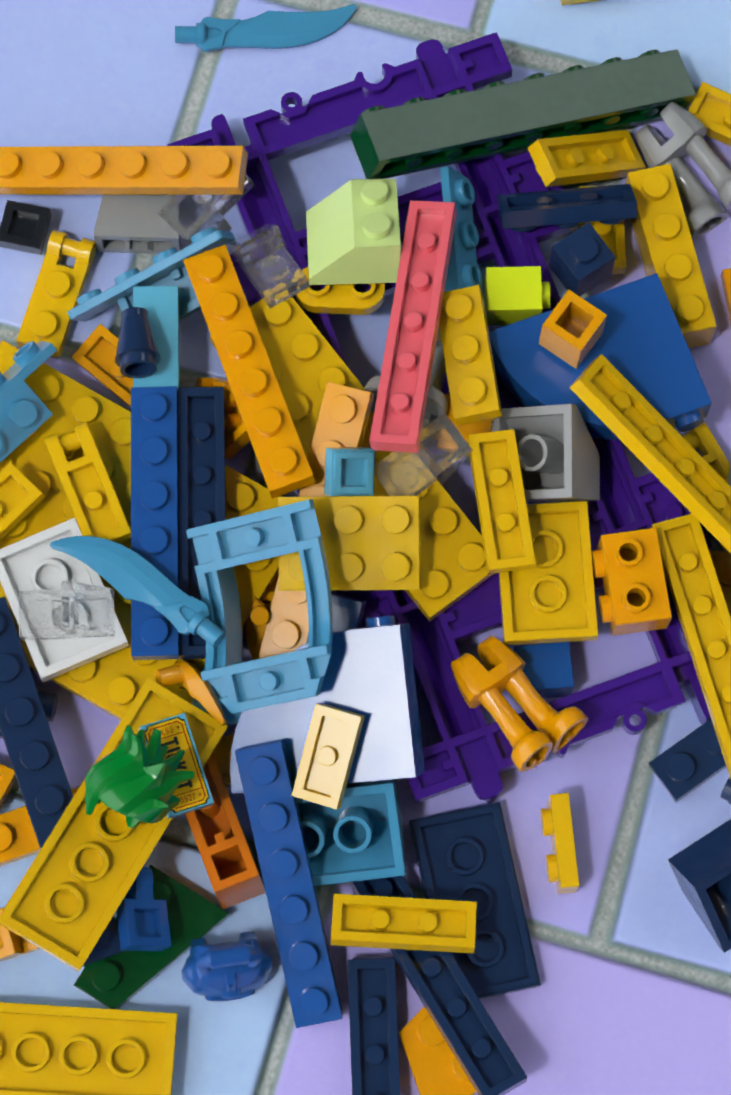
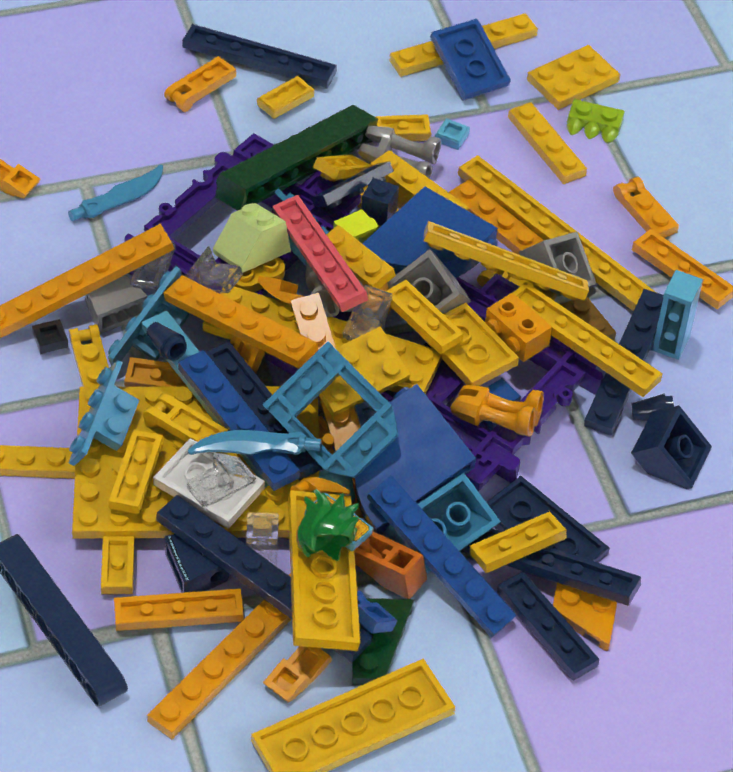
camera: 35 degrees left, 25 degrees down
(82, 719) = (263, 534): none -> clear slope
(226, 969) = (434, 619): blue piece -> none
(328, 755) = (421, 469): plate -> none
(347, 346) = (280, 289): none -> light orange slope
(349, 471) = (332, 331): medium azure tile -> none
(562, 864) = (569, 475): yellow plate -> none
(572, 329) = (404, 217): light orange brick -> none

